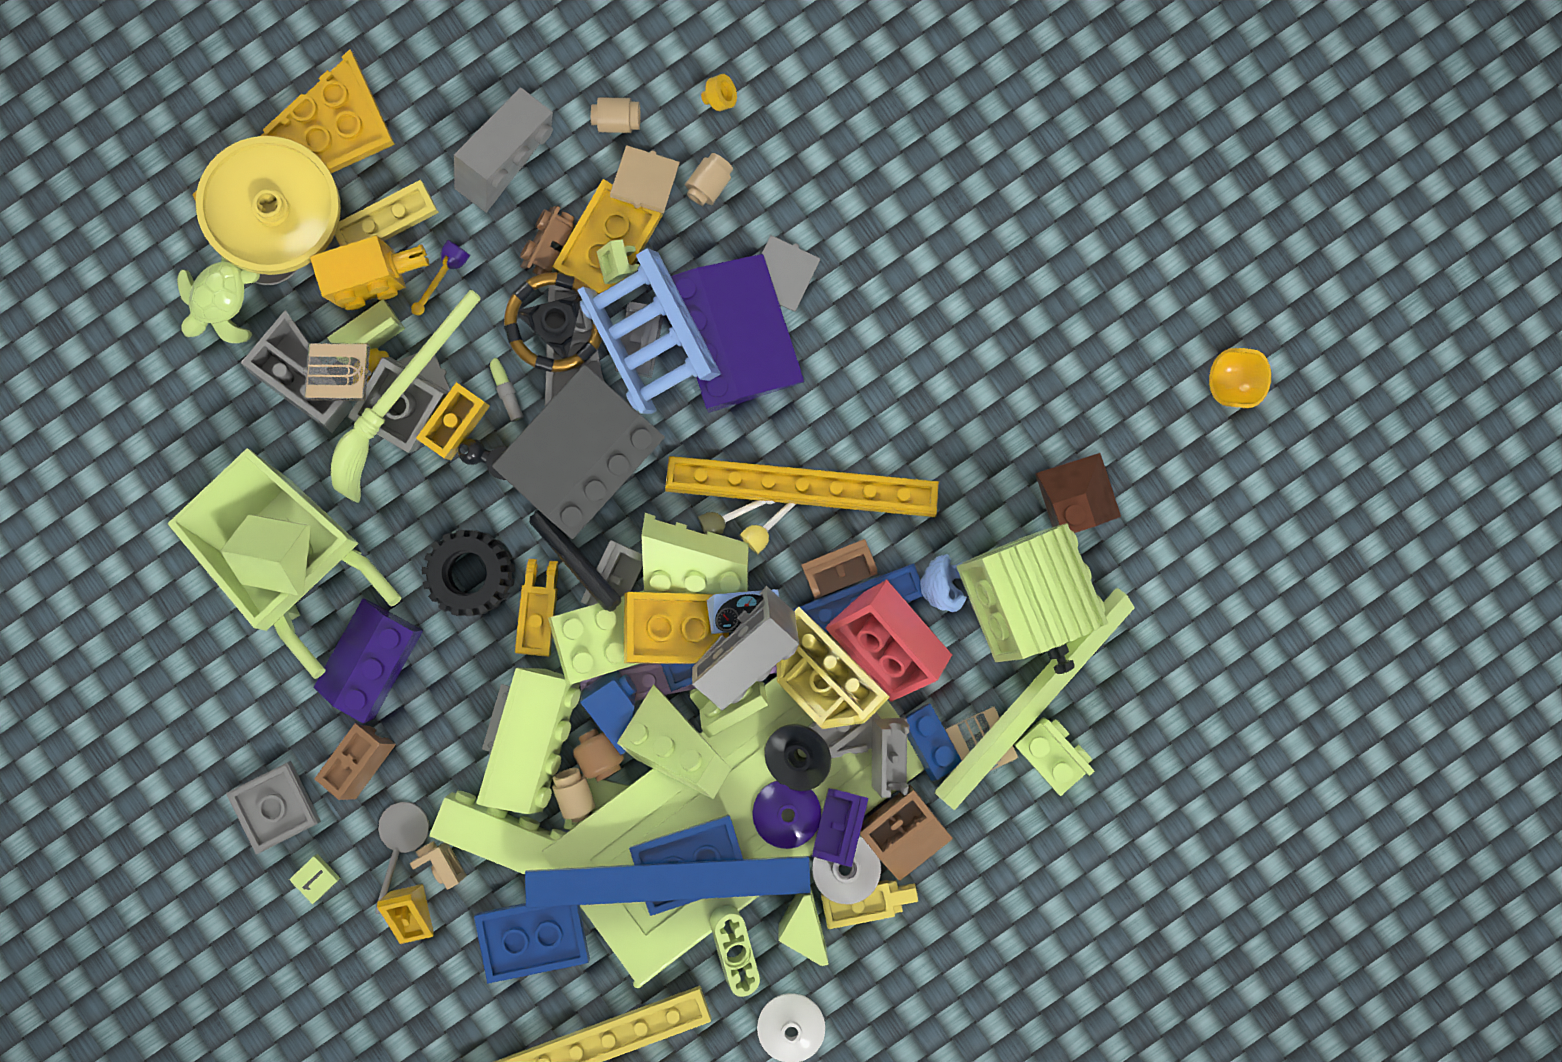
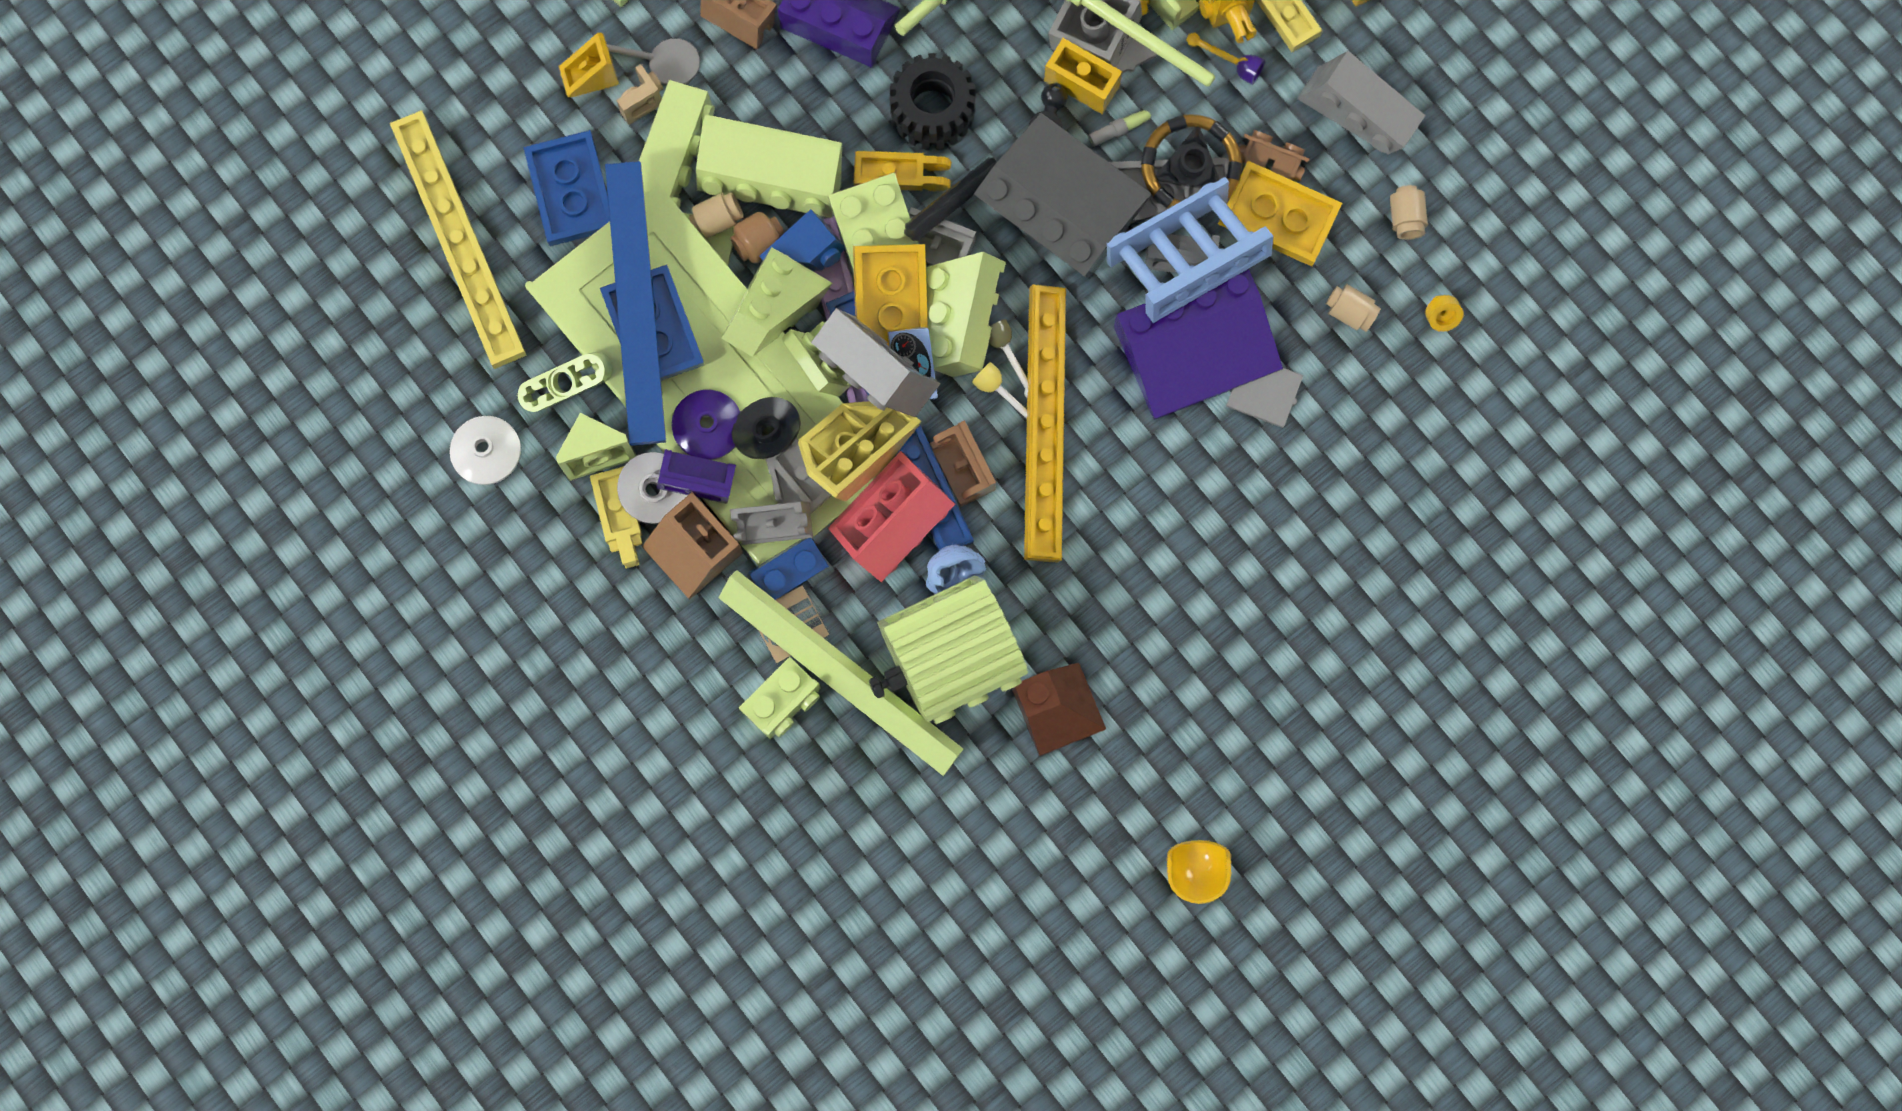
camera: 85 degrees right, 10 degrees down
(614, 261) = (1259, 215): yellowish green tile -> none
(644, 179) = (1346, 244): tan piece -> none

